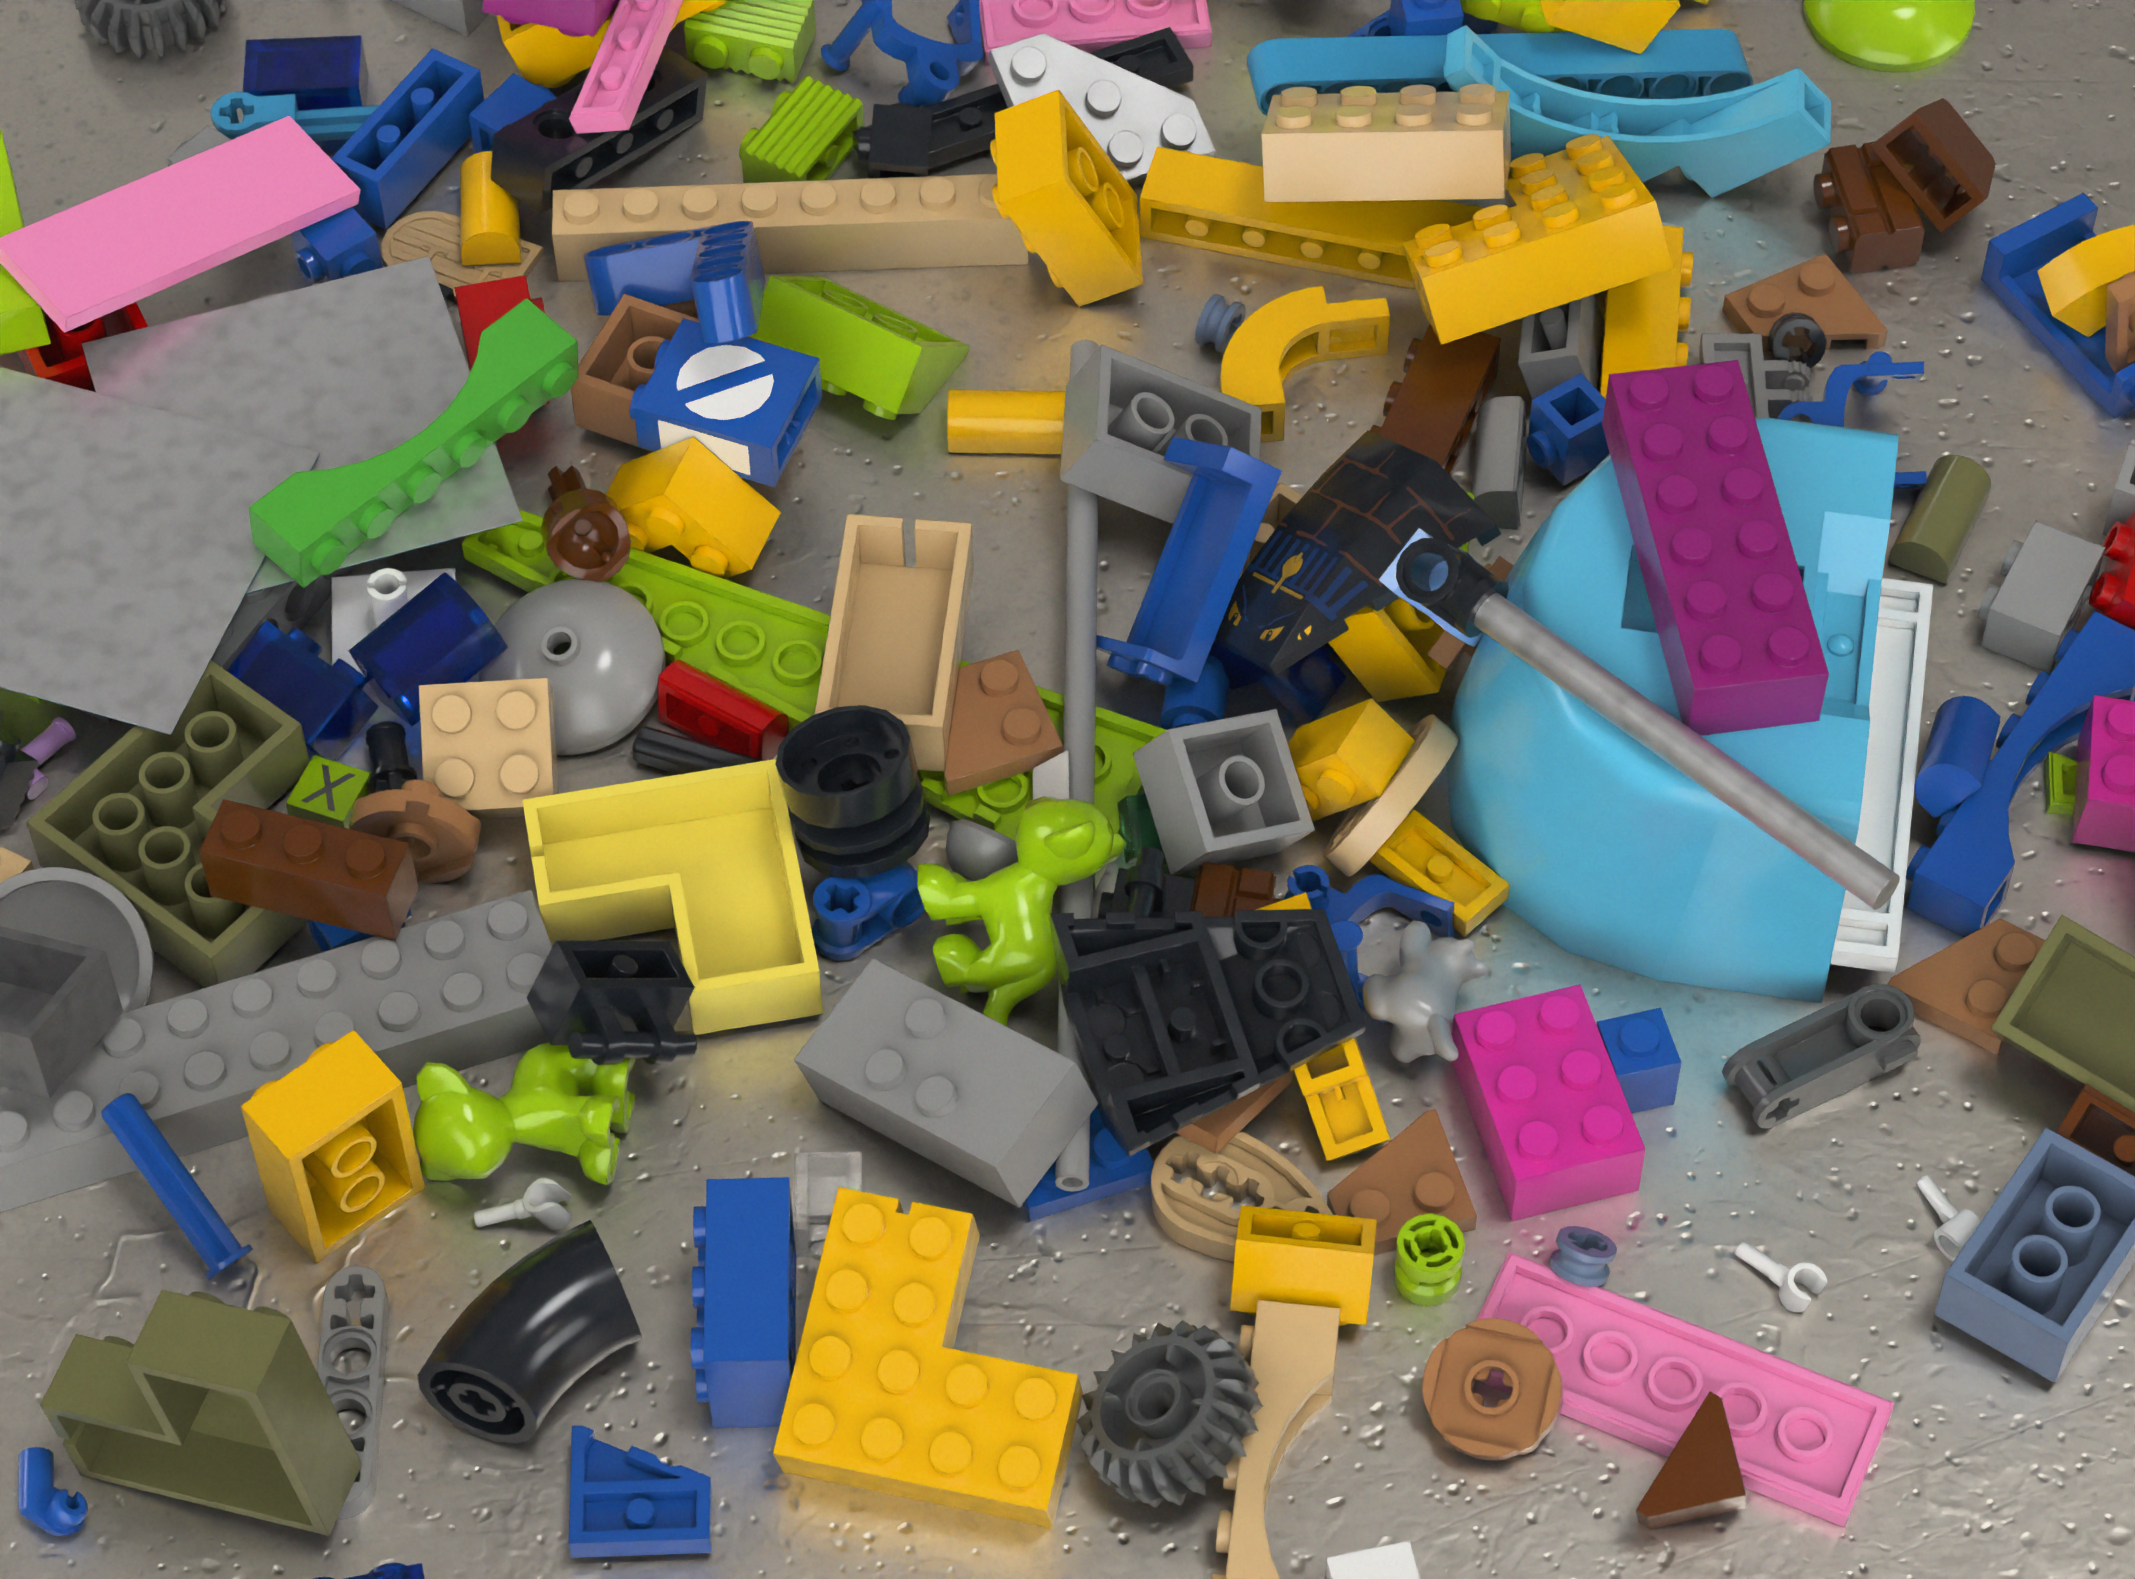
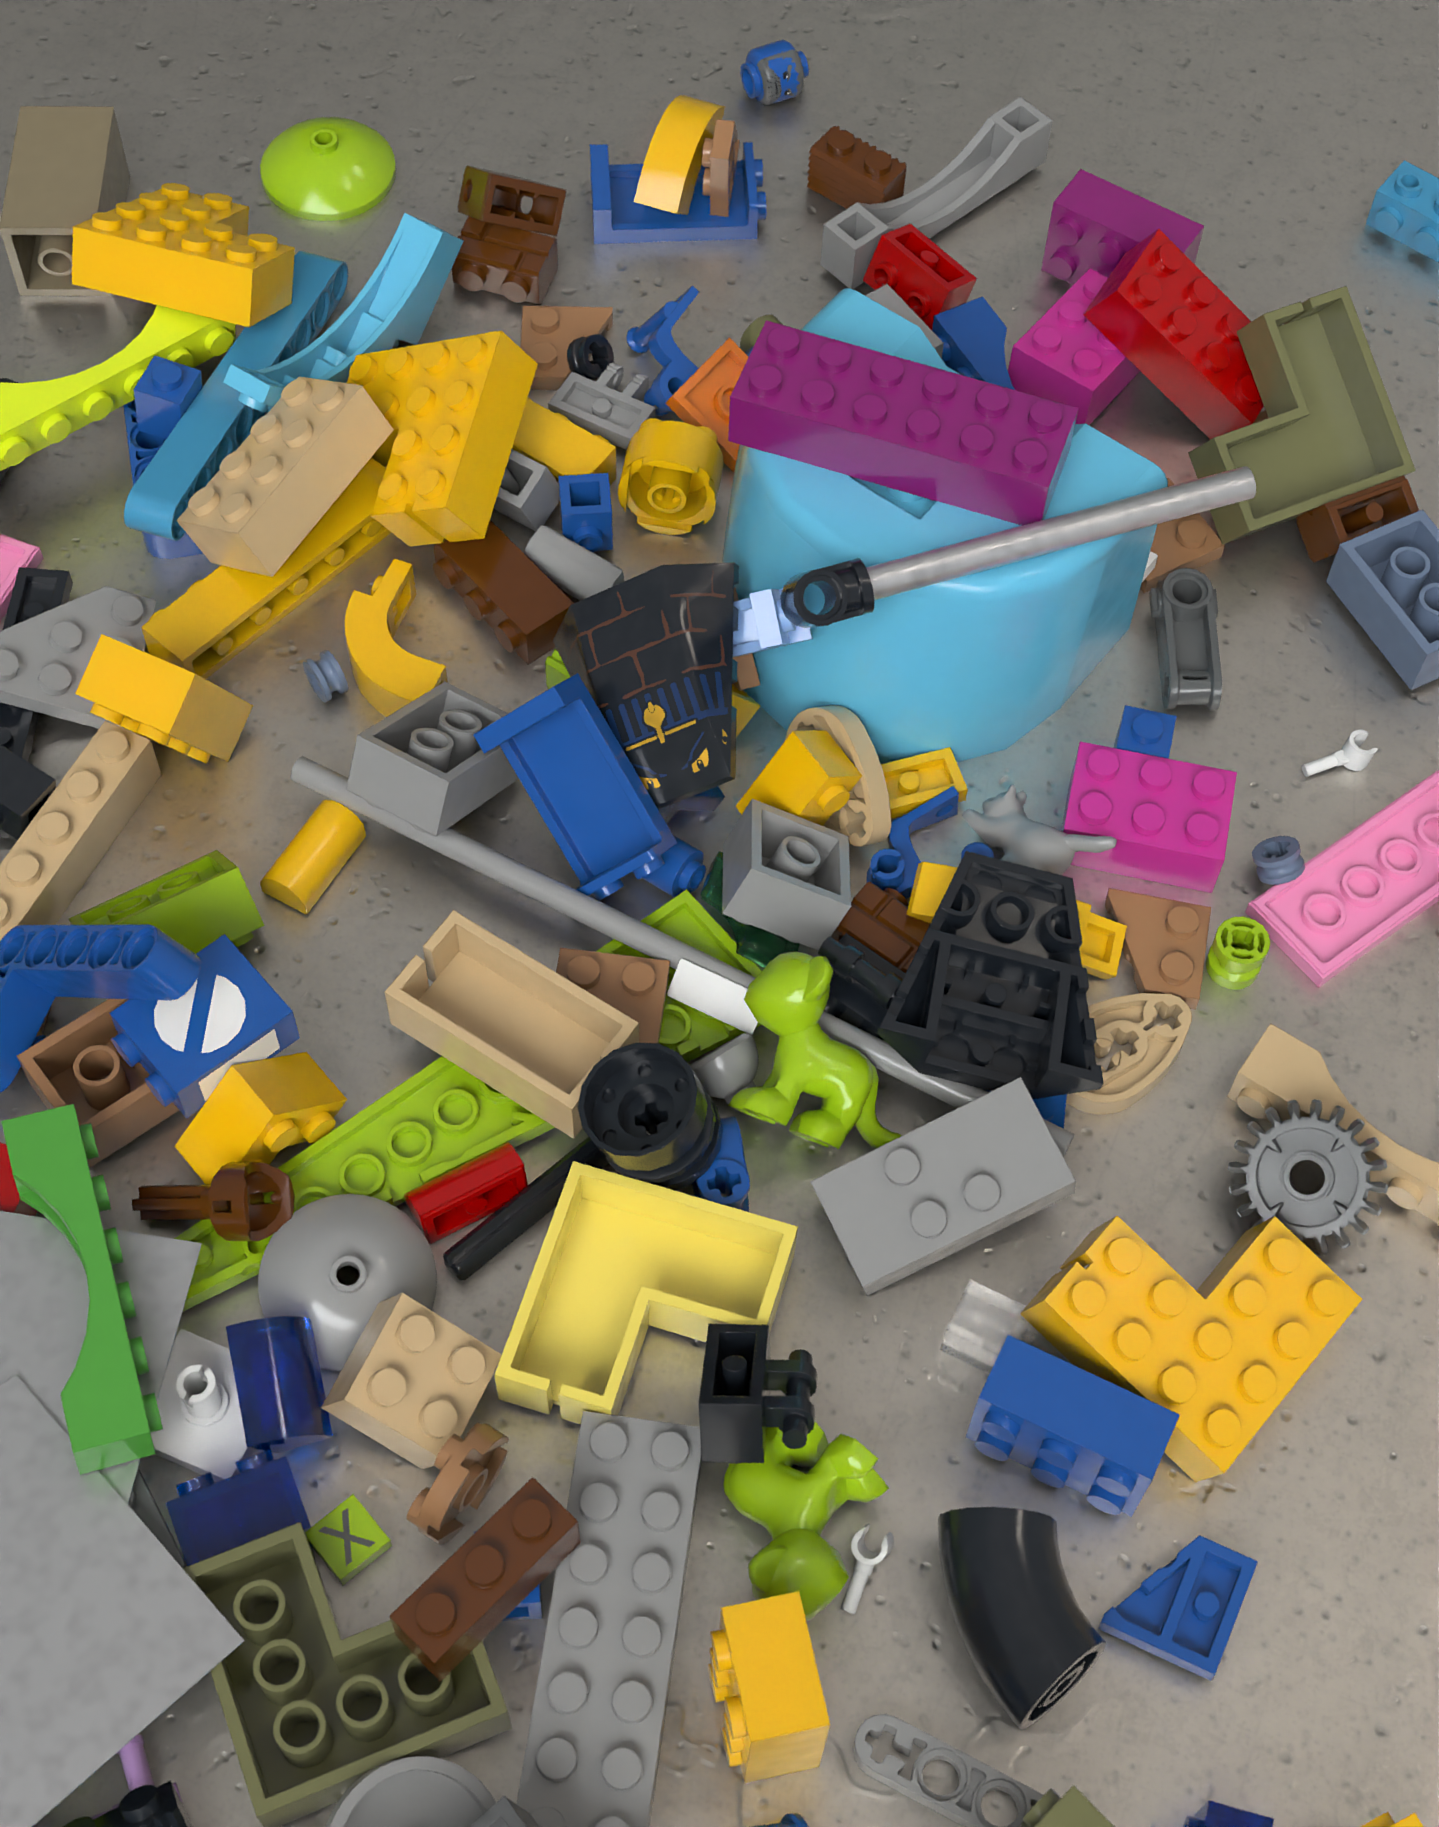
camera: 65 degrees left, 5 degrees up
(388, 757) = (366, 1478): black axle -> none
(1303, 1261) = (1215, 1029): yellow brick -> none
(1470, 1356) = (1339, 971): medium nougat plate -> none
(1957, 1225) = (1357, 640): white hand -> none

